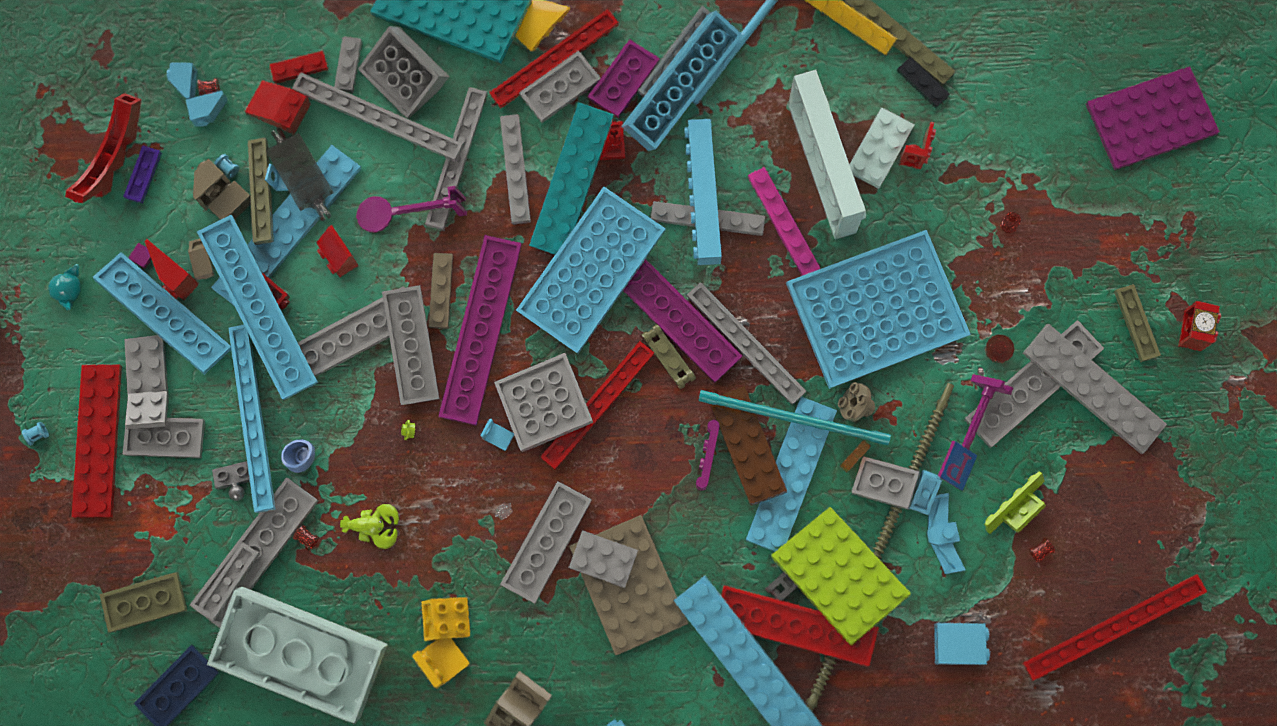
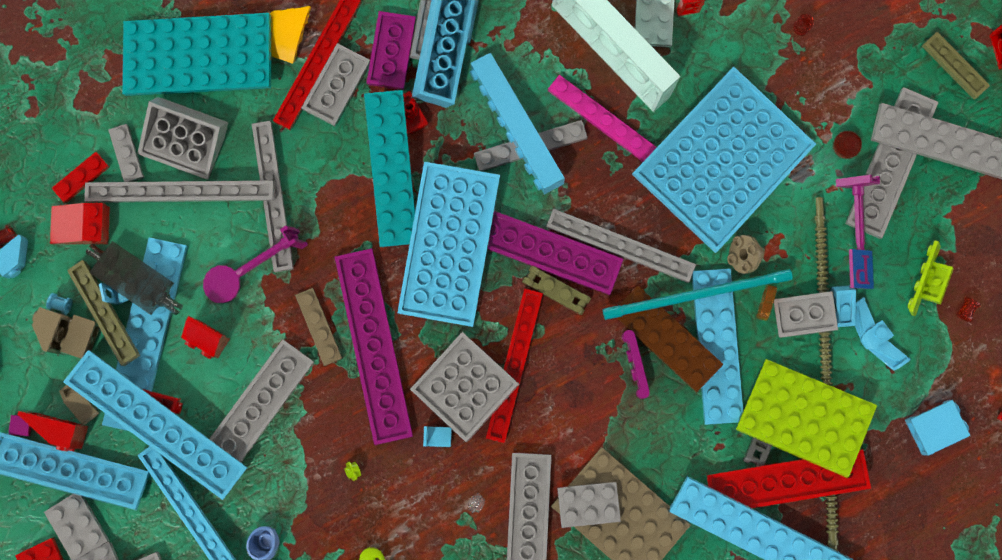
camera: 30 degrees left, 5 degrees up
(410, 345) = (316, 392): light grey plate -> none
(515, 169) = (332, 181): light grey plate -> none

